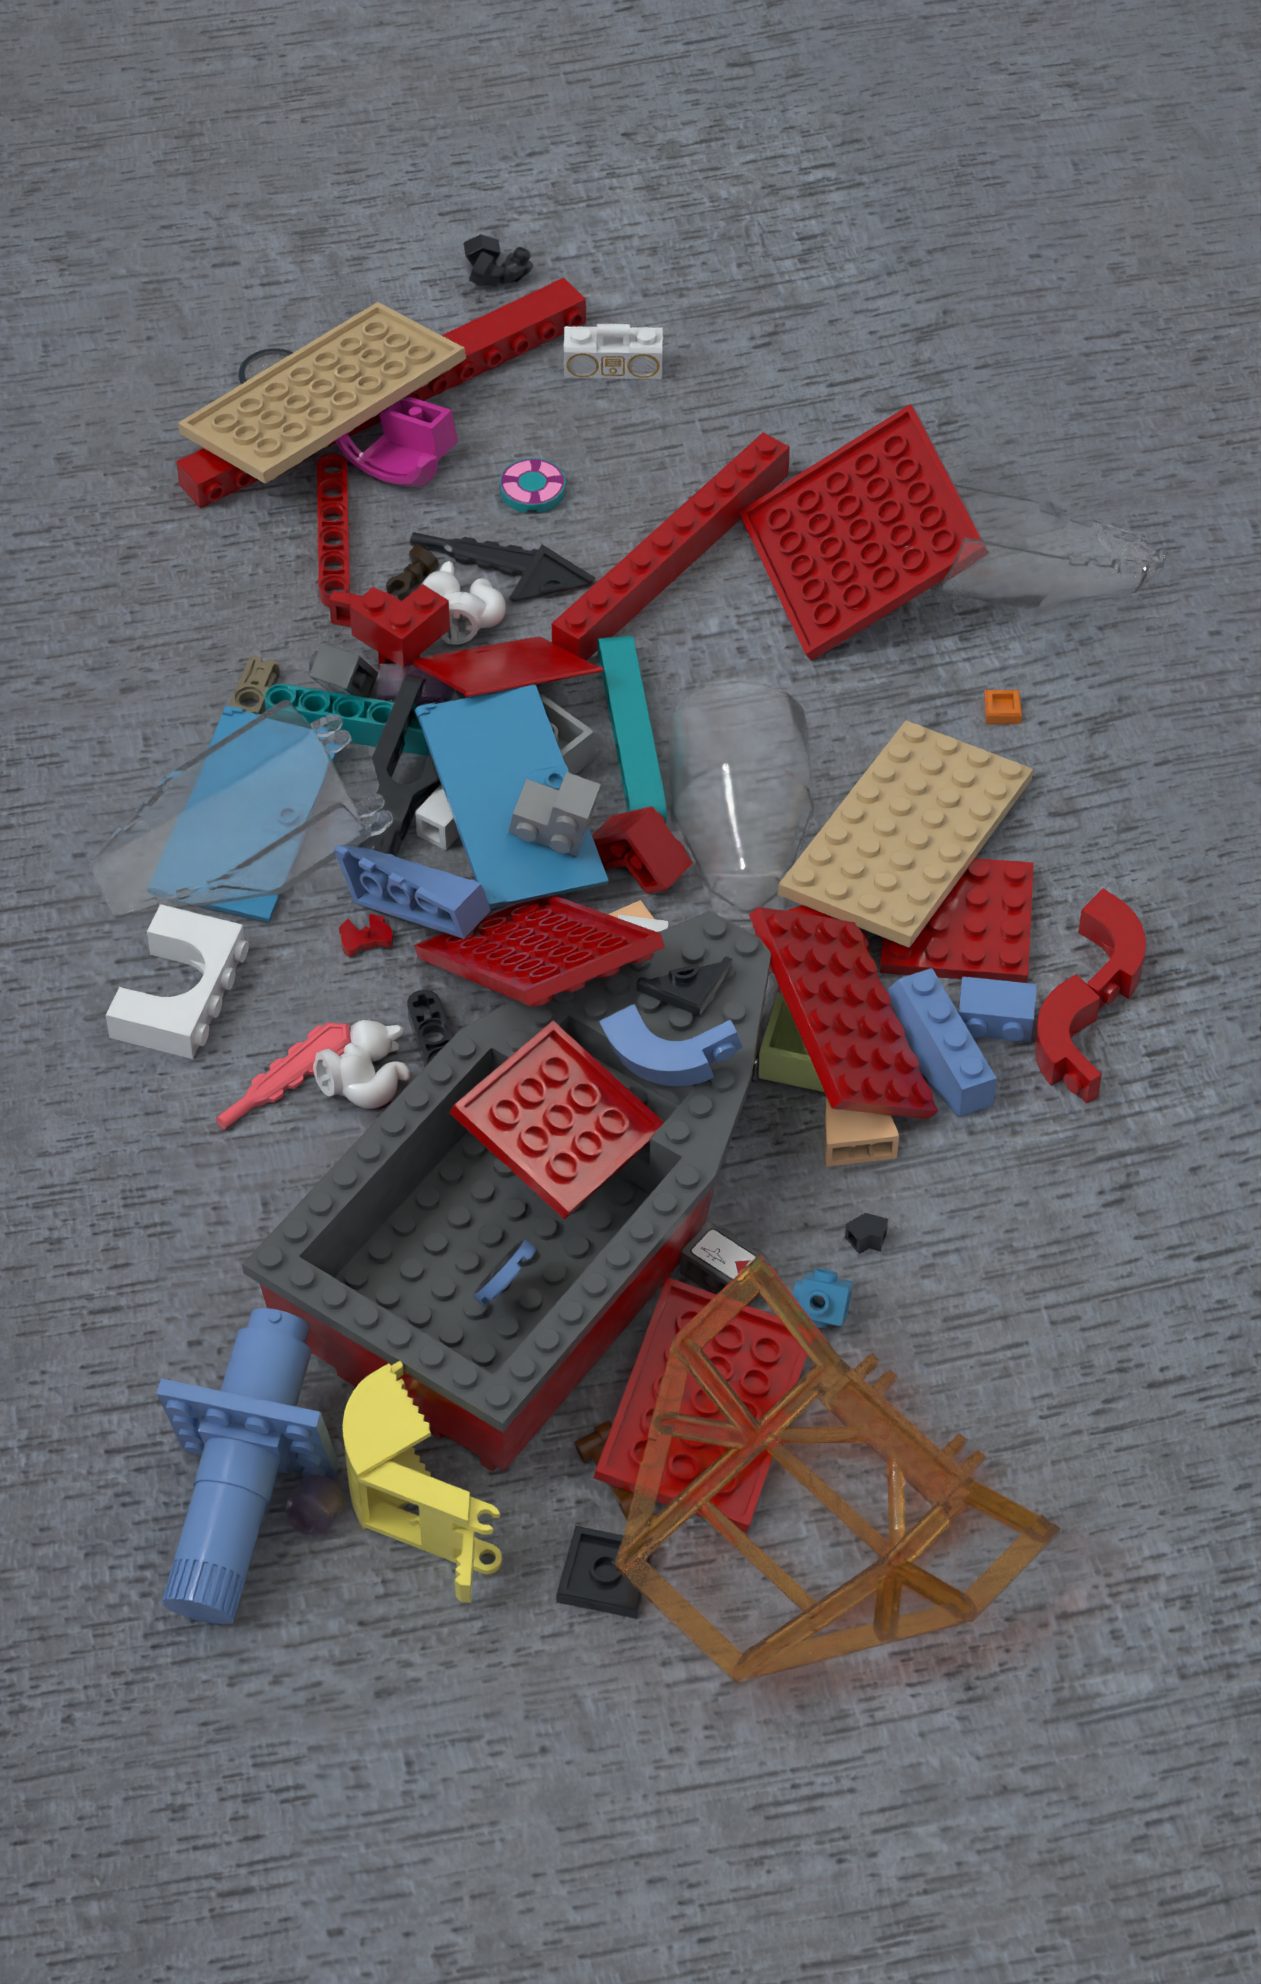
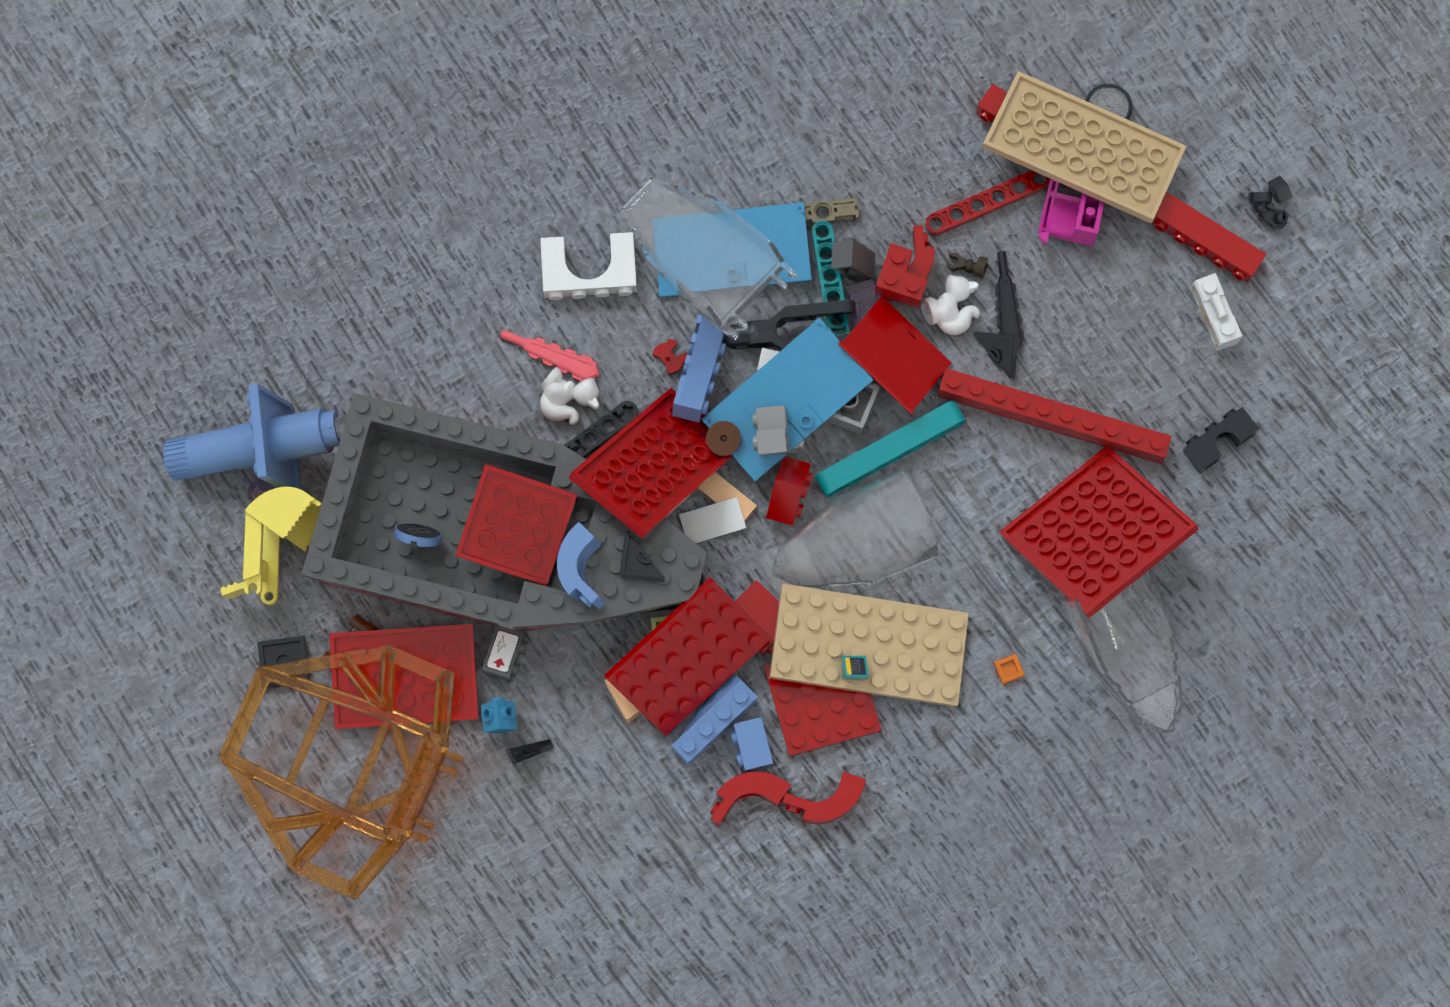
camera: 70 degrees right, 25 degrees up
(530, 884) = (723, 438): none -> reddish brown piece
(532, 485) = (1079, 307): tile -> none
(780, 392) = (1236, 426): none -> black arch
(867, 1232) = (561, 725): black piece -> none
(894, 1287) = (527, 751): none -> black tile
(940, 840) = (854, 668): none -> slope

